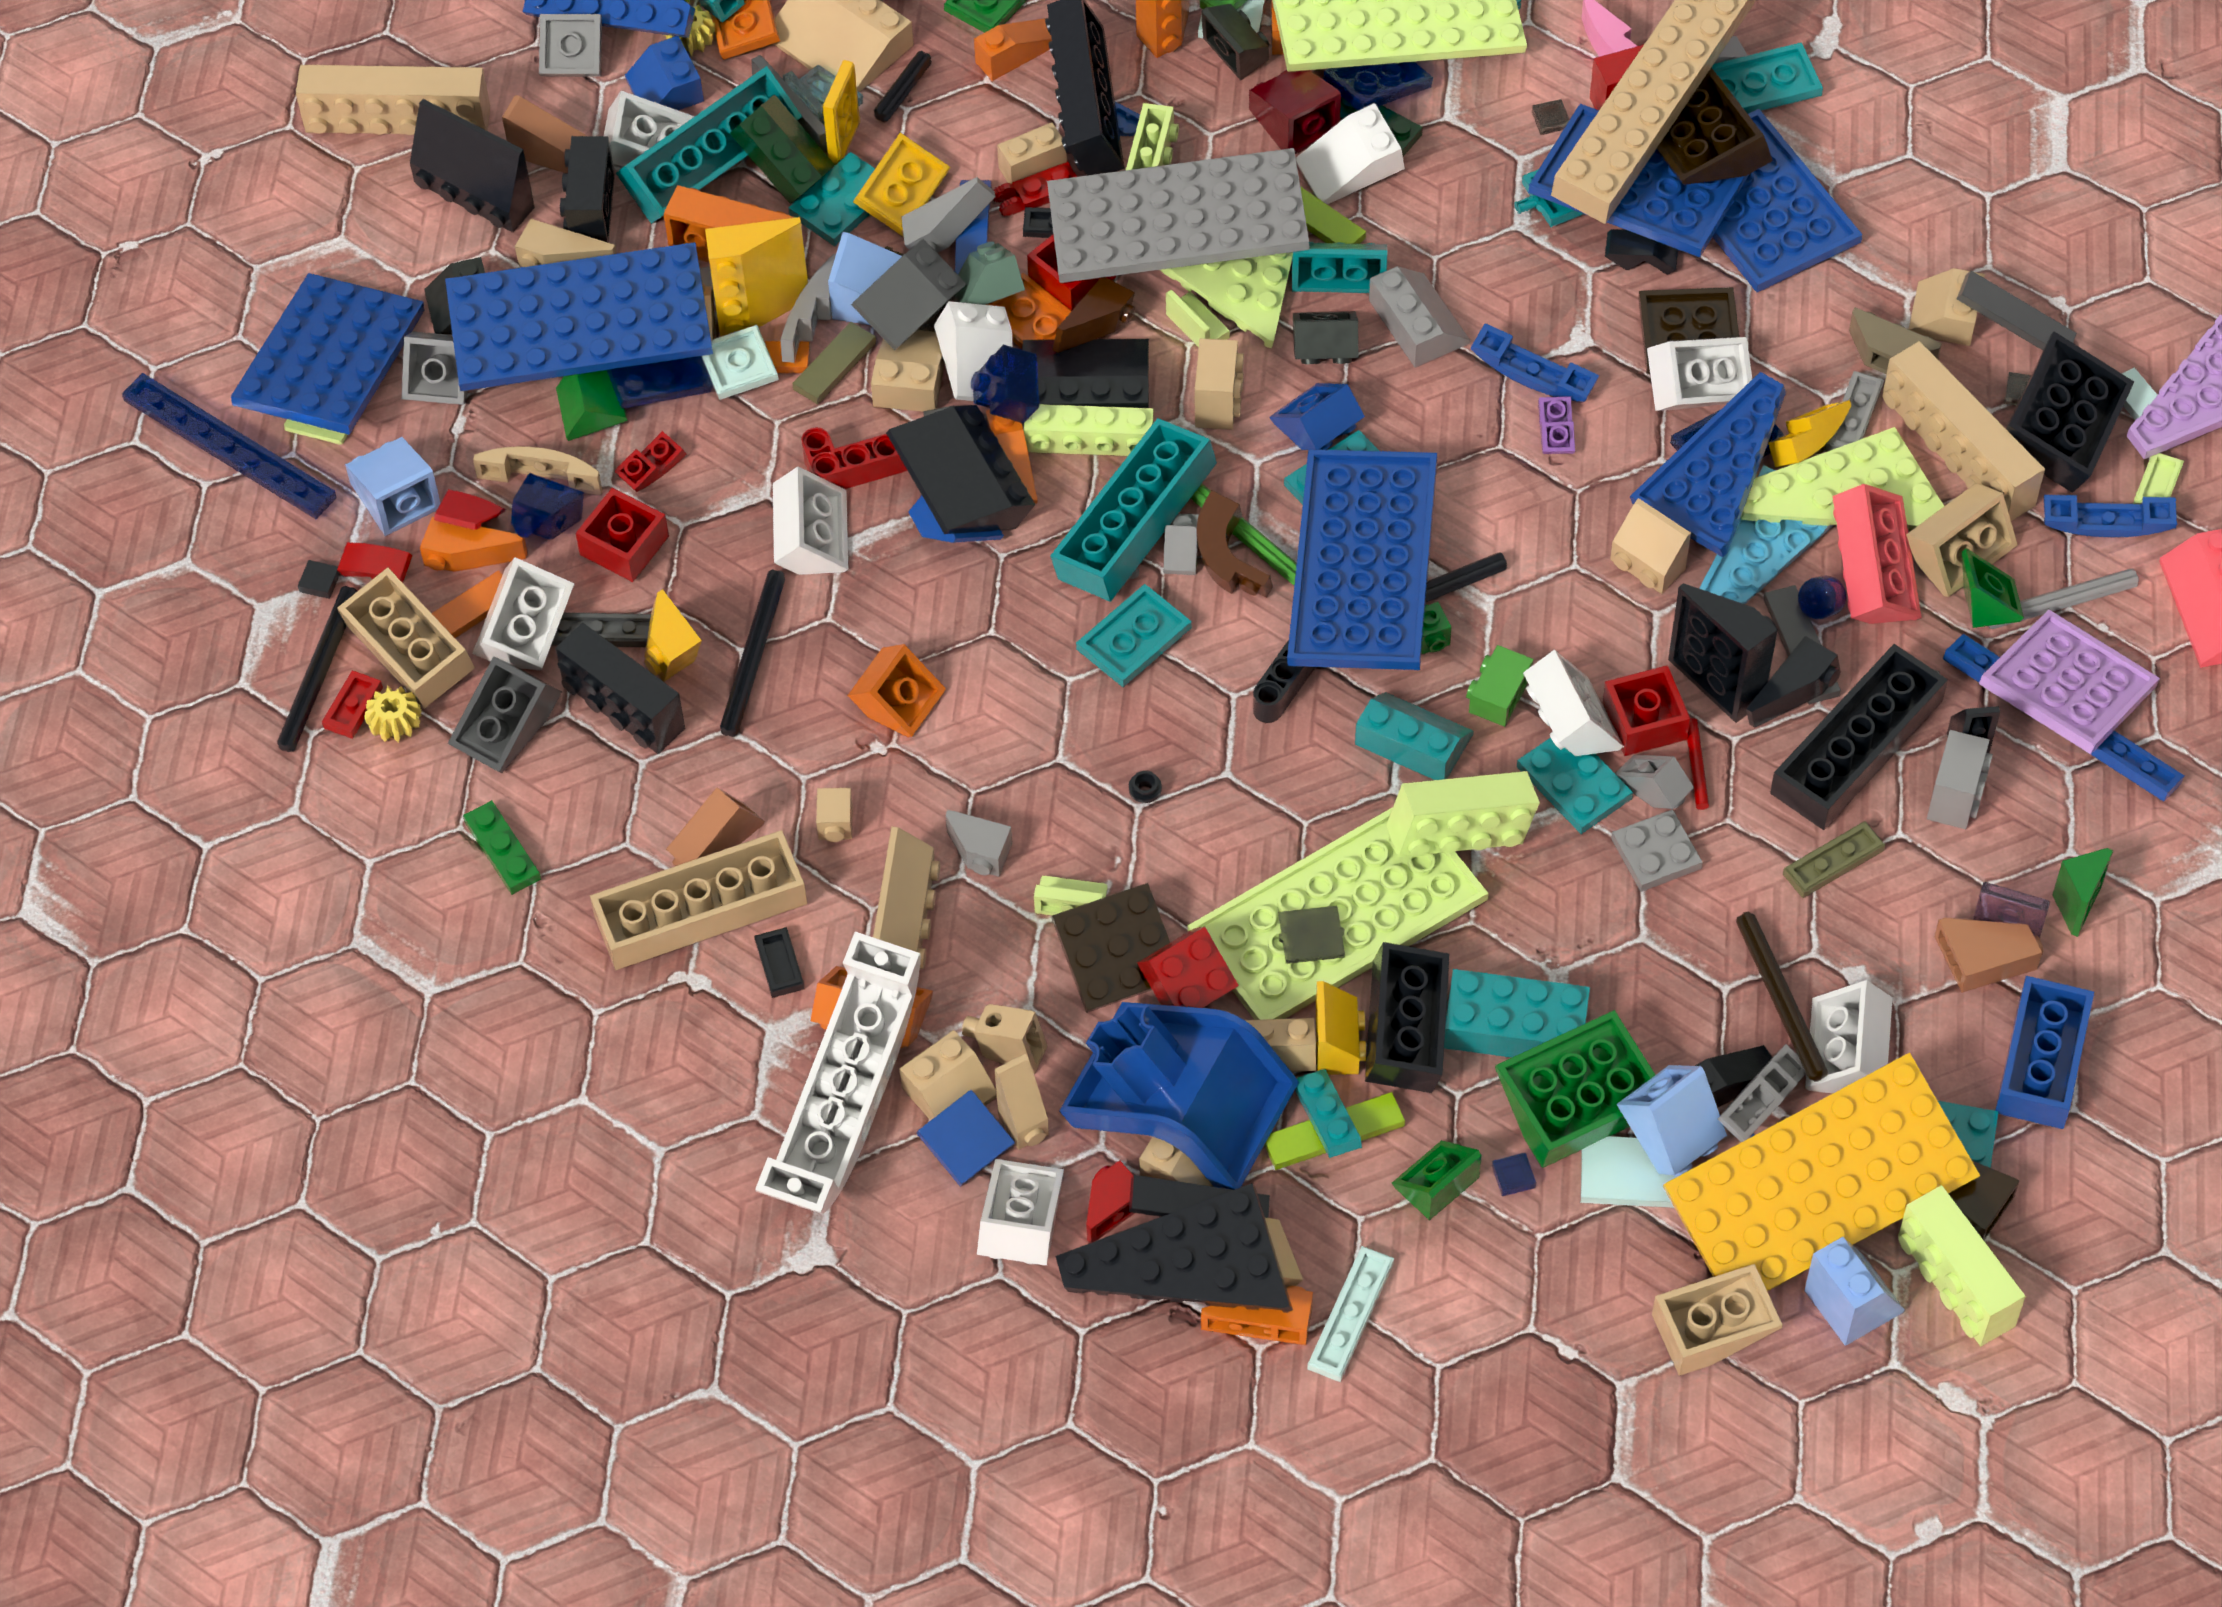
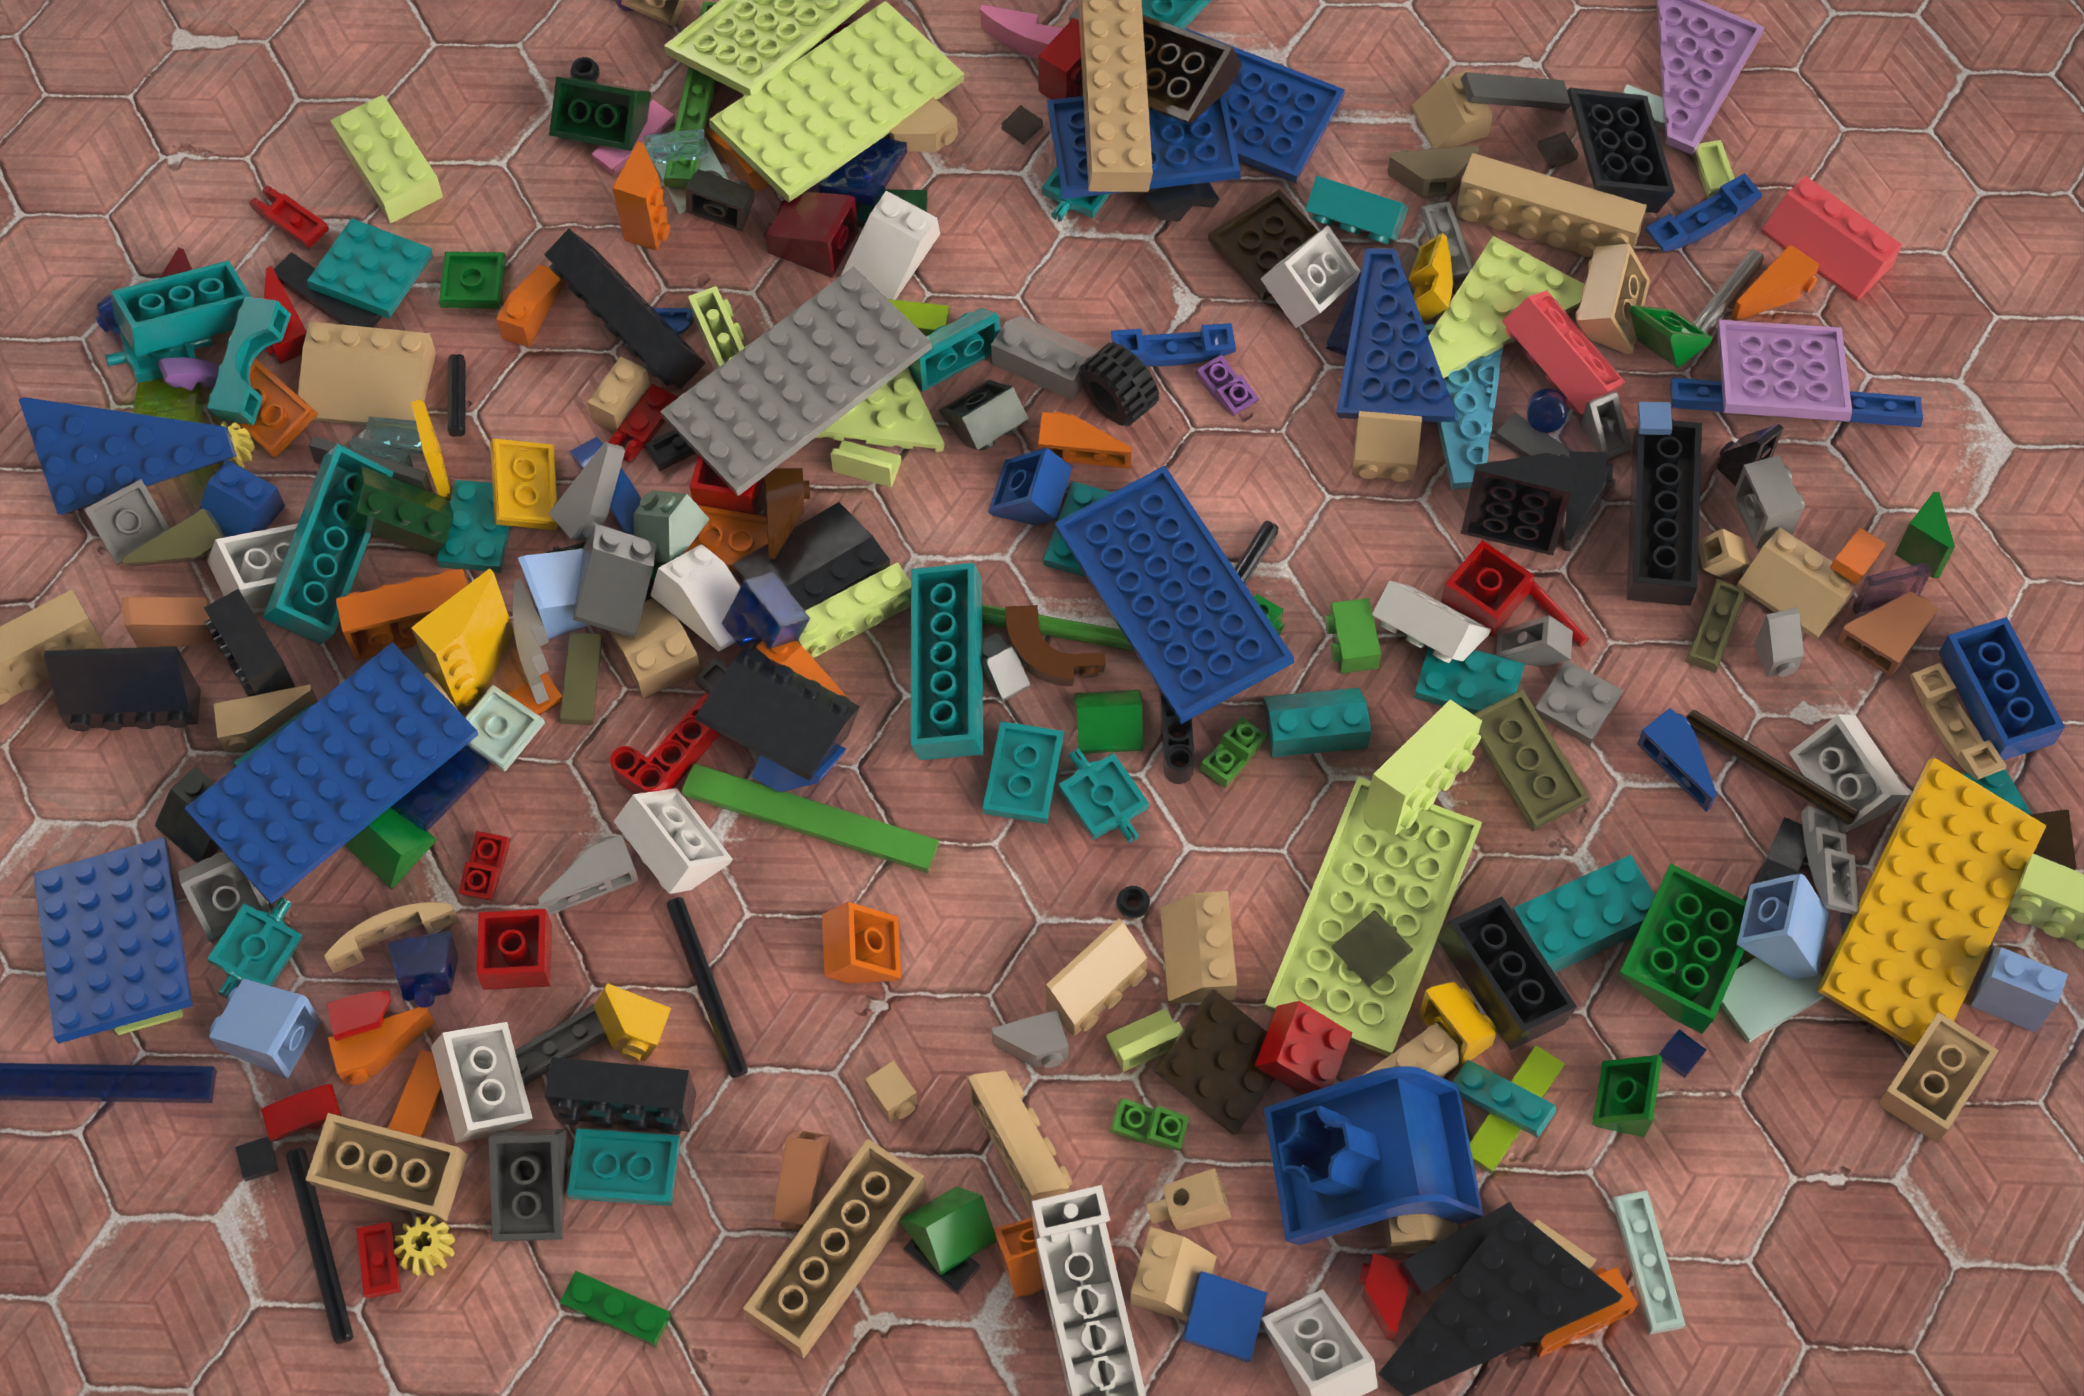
camera: 35 degrees left, 5 degrees up
(431, 420) = (255, 946): none -> teal plate
(585, 747) = (624, 1167): none -> teal plate
(596, 82) = (182, 543): none -> olive slope
(727, 515) = (595, 873): none -> light grey slope
(800, 942) = (951, 1228): none -> green slope
(935, 573) = (810, 818): none -> bright green tile
(1020, 1103) = (1259, 1259): tan slope -> none
(1021, 963) = (1148, 1125): none -> bright green slope
(1062, 821) = (1096, 978): none -> tan slope
(1172, 852) = (1198, 947): none -> tan slope
(1185, 691) = (1103, 796): none -> teal plate
(1218, 383) = (932, 508): tan brick -> none
(1237, 637) = (1109, 721): none -> green slope
(1323, 722) = (1233, 752): none -> bright green slope
(1386, 399) = (1081, 442): none -> orange slope
(1453, 368) = (1119, 384): none -> black tyre
(1460, 75) = (927, 128): none -> tan slope
(1570, 868) = (1529, 761): none -> olive tile
(1708, 932) = (1676, 750): none -> blue slope
(1782, 338) = (1356, 210): none -> teal brick
(1867, 638) = (1606, 425): none -> light grey slope
(1872, 899) = (1780, 643): none -> light grey slope
(1883, 800) = (1723, 554): none -> tan brick
(1904, 650) = (1654, 418): none -> medium blue tile
(1932, 863) = (1793, 576): none -> tan slope
(1982, 1055) = (1953, 725): none -> tan slope
(2004, 868) = (1858, 556): none -> orange tile
(2130, 610) = (1779, 284): none -> orange slope

